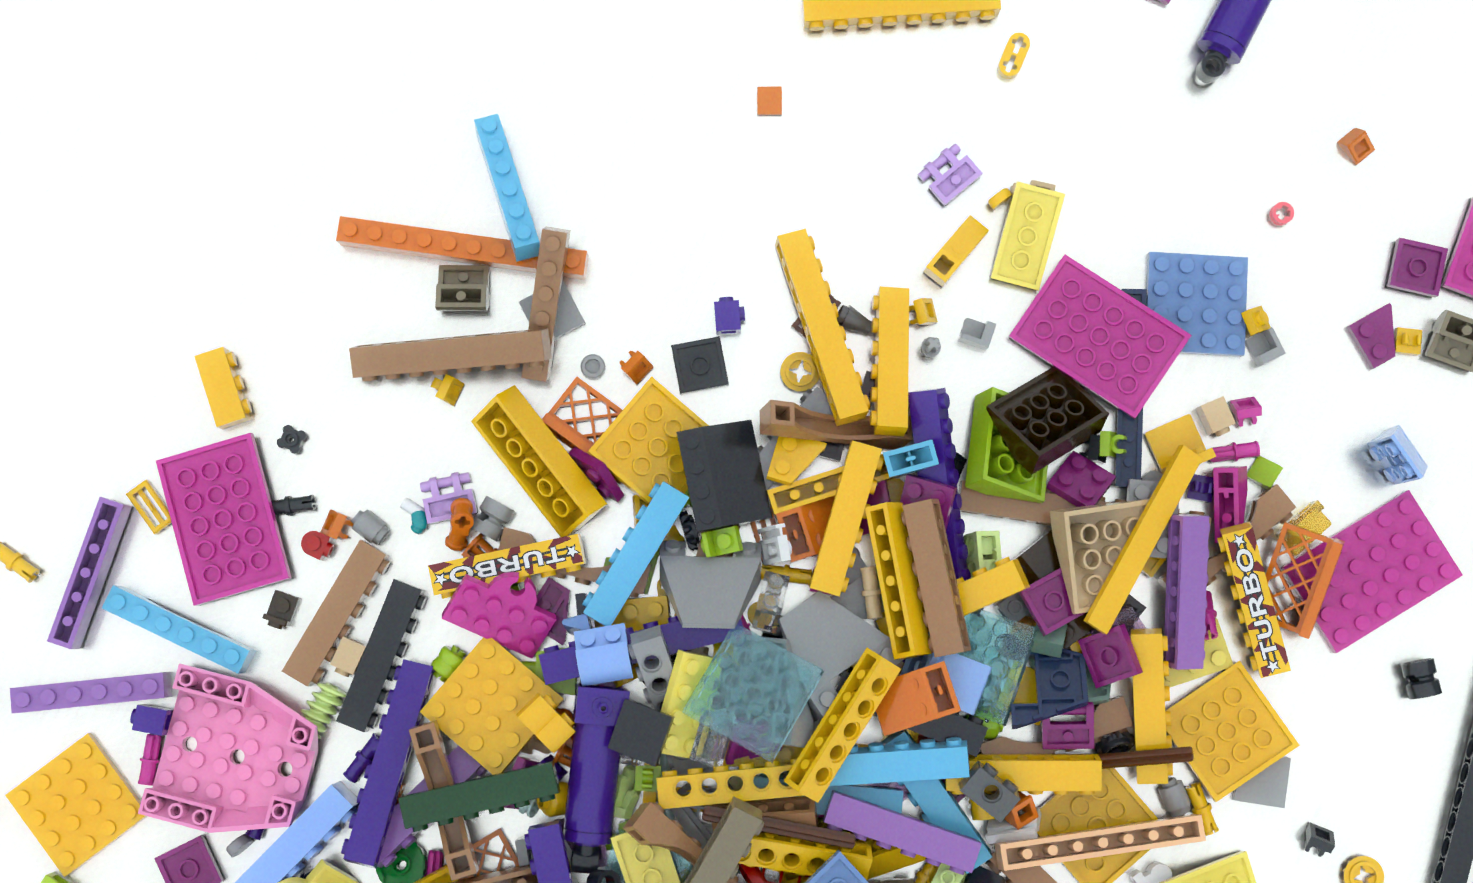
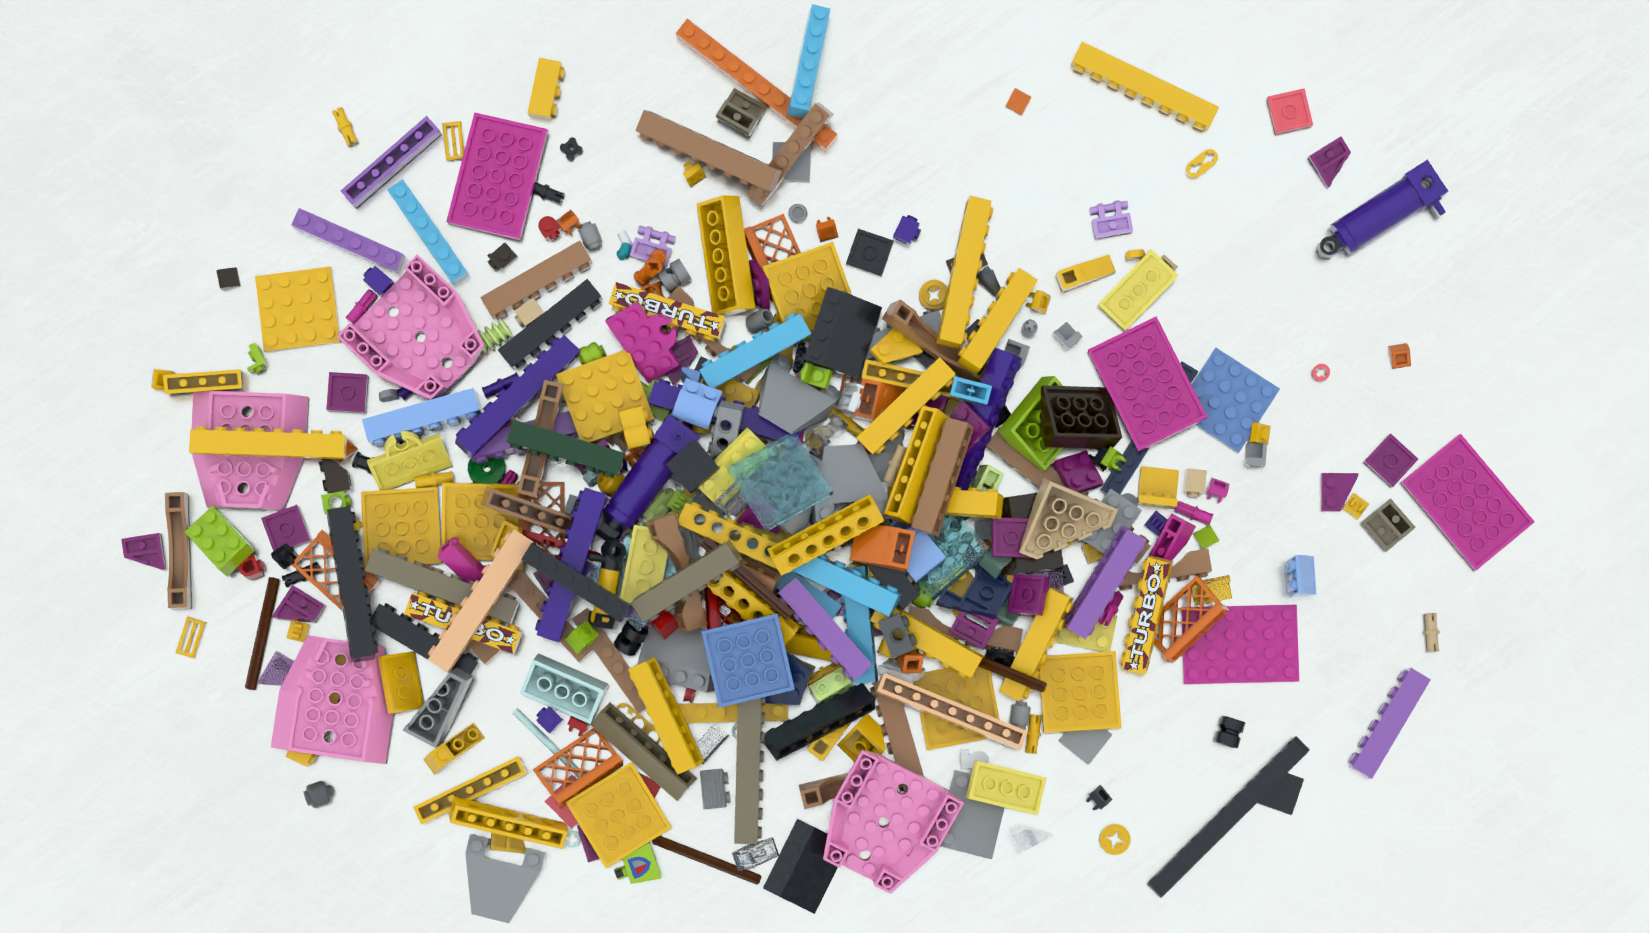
camera: 35 degrees right, 0 degrees up
(619, 514) = (759, 320): none -> light grey brick
(930, 380) = (1017, 349): none -> light grey panel
(1142, 539) = (1094, 530): yellow tile -> none

